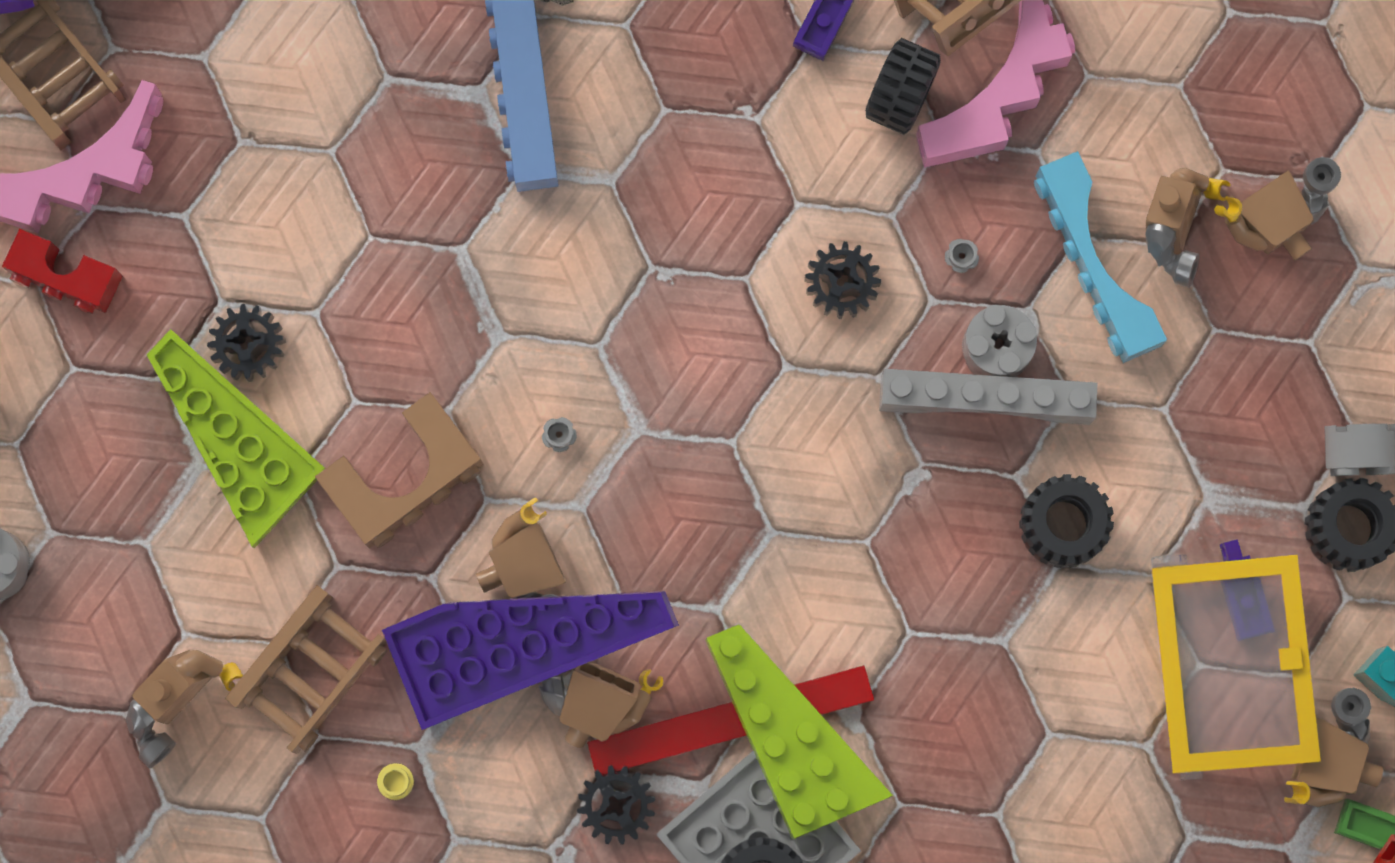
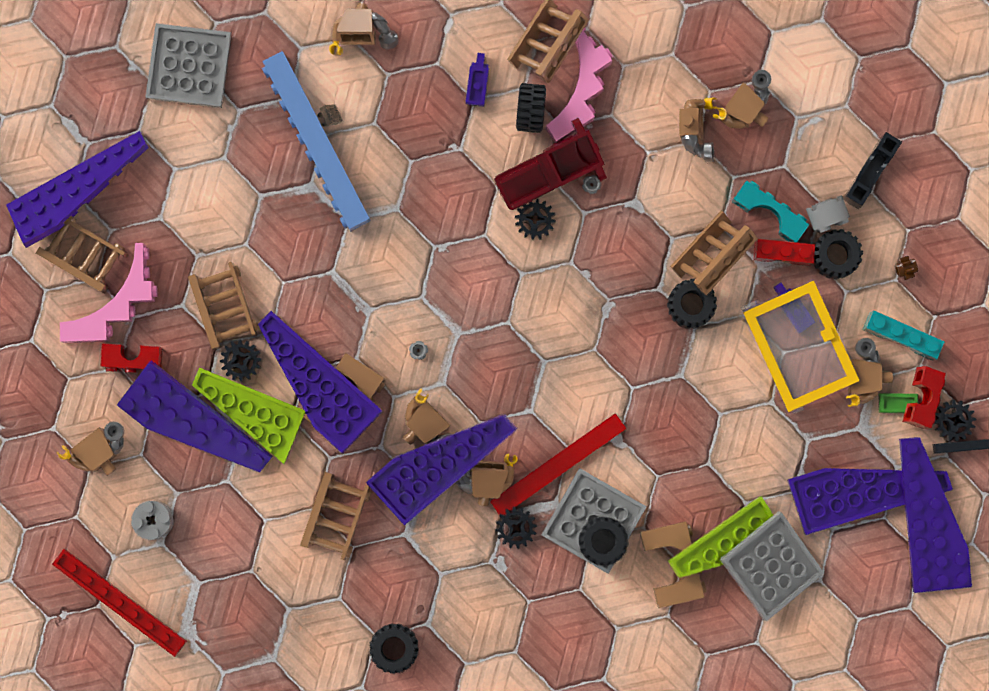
camera: 20 degrees left, 5 degrees up
(102, 393) = (177, 413): none -> dark purple wing
(167, 693) = (270, 552): medium nougat torso -> none
(221, 222) = (204, 302): none -> medium nougat fence
(368, 454) = (329, 399): none -> dark purple wing
(395, 781) = (400, 555): light yellow plate -> none
(800, 754) = (599, 469): lime wing -> none
(901, 202) = (551, 169): none -> dark red piece
(953, 392) = (630, 253): light grey arch -> none
(1001, 323) = (617, 230): light grey brick -> none
(1130, 323) = (690, 190): medium azure arch -> none
(1146, 465) = (723, 262): none -> medium nougat fence
(1276, 494) = (784, 251): none -> red arch
(1287, 444) = (790, 225): none -> teal arch

